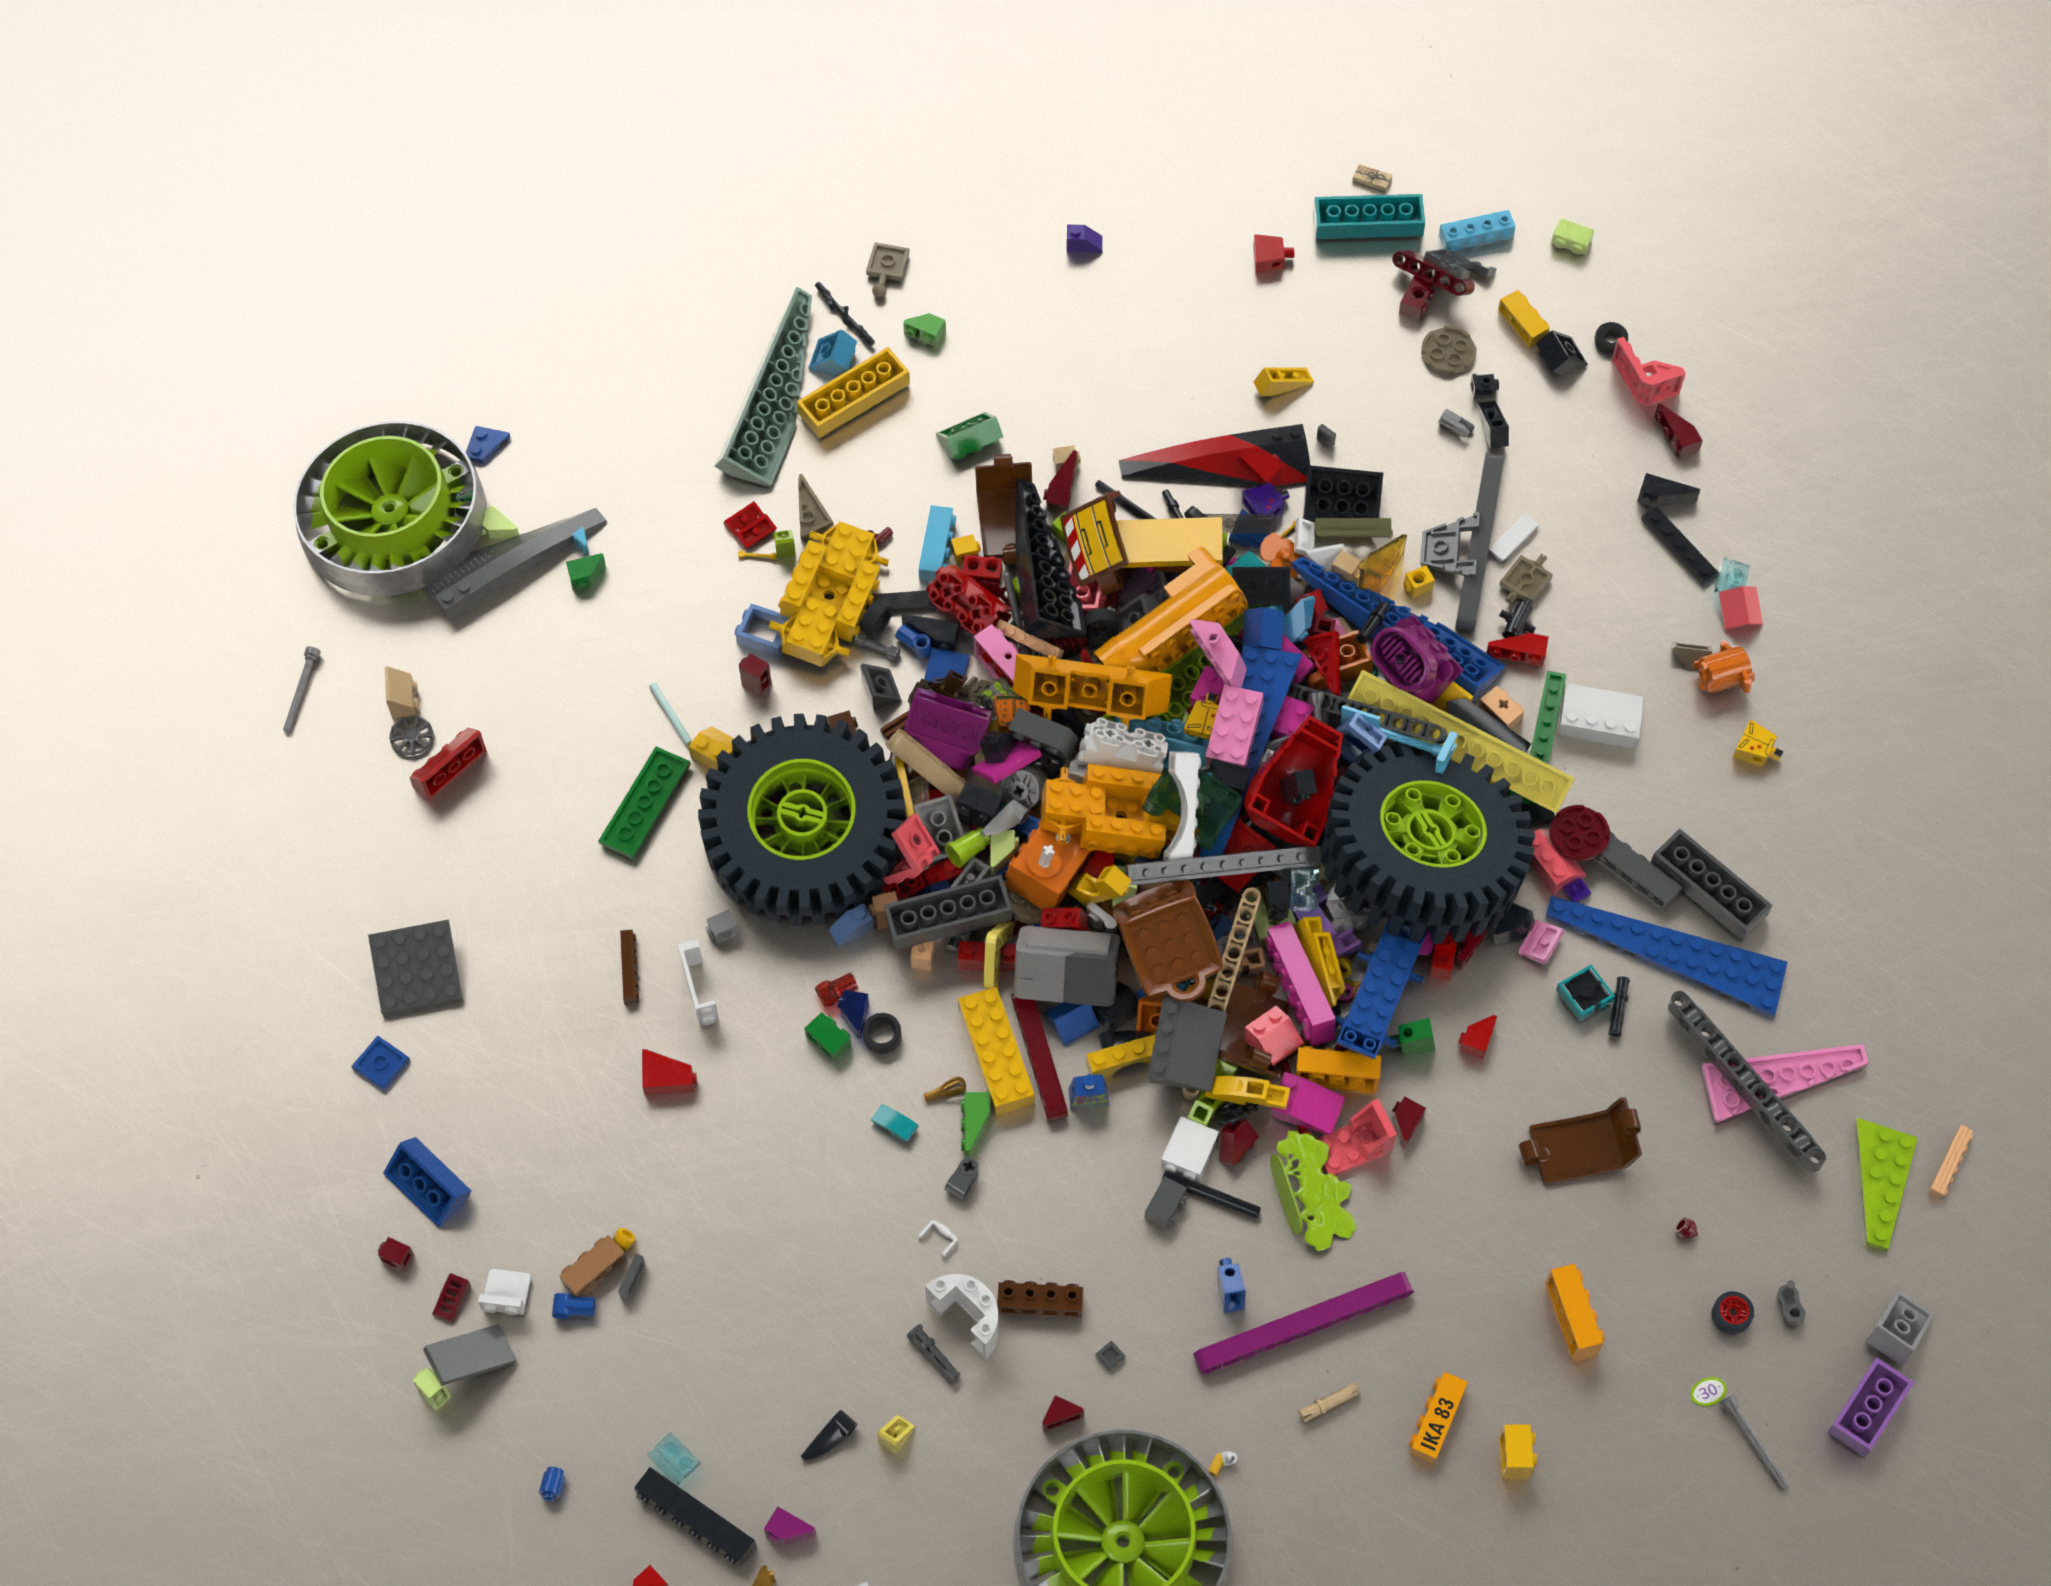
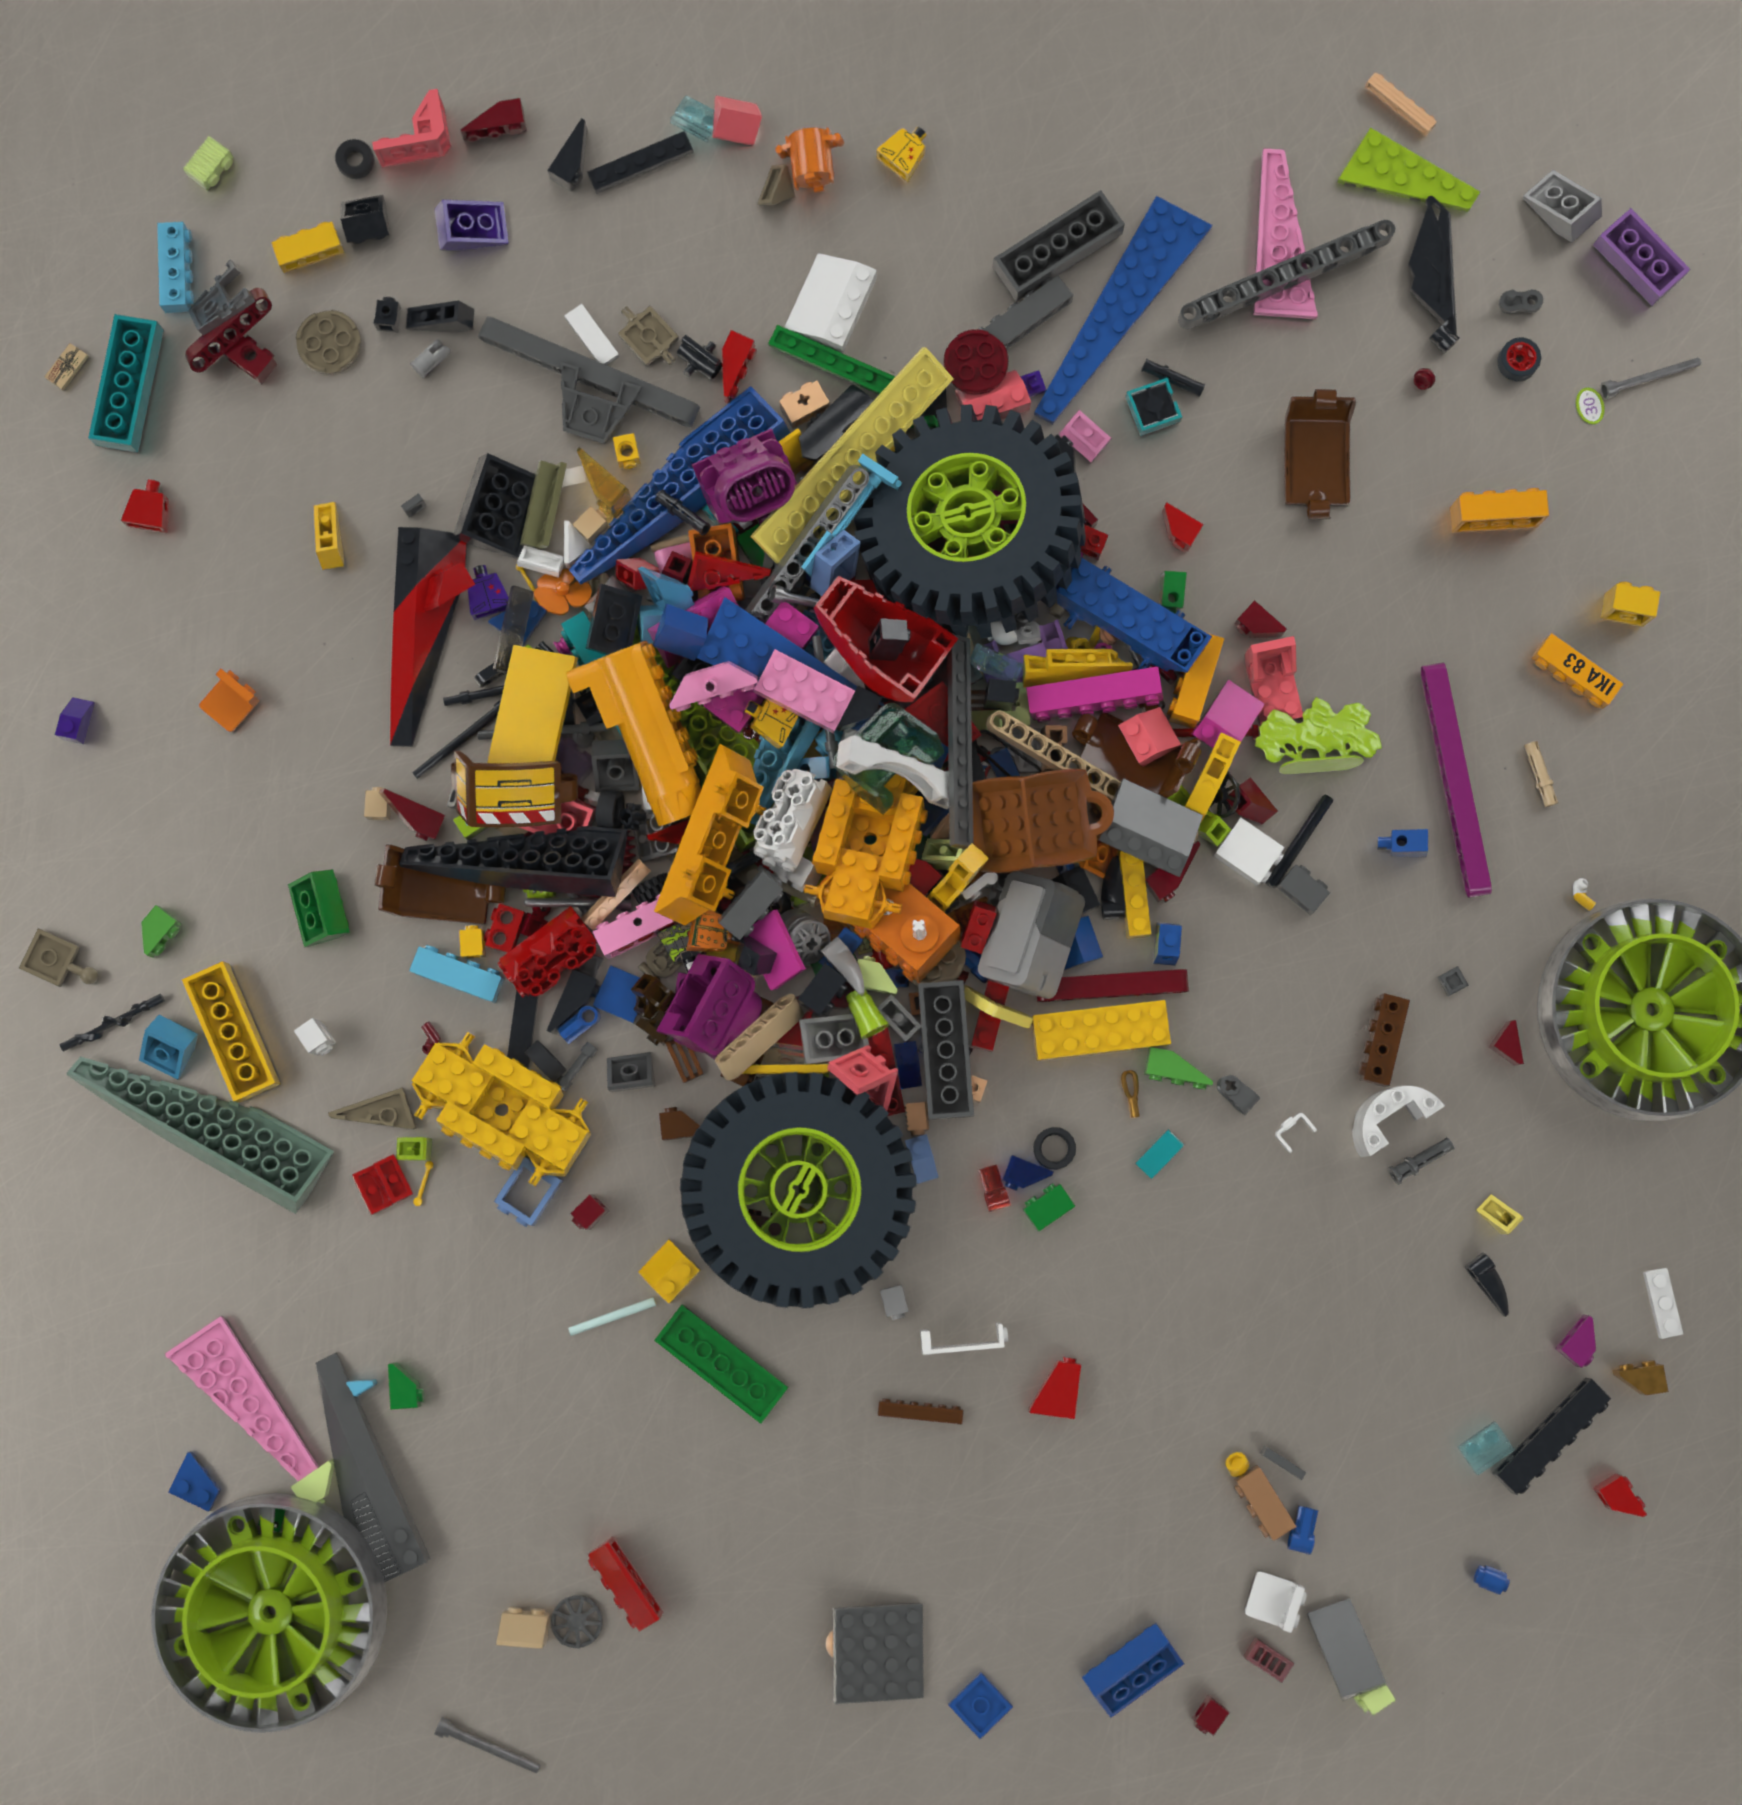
camera: 80 degrees left, 20 degrees up
(575, 447) = (230, 1378): none -> bright pink wing
(861, 449) = (315, 1037): none -> white brick
(1126, 340) = (229, 701): none -> orange bracket
(1139, 1083) = (1164, 884): none -> dark red slope
(1581, 430) = (470, 224): none -> dark purple slope
(1791, 1219) = (1434, 273): none -> black wing

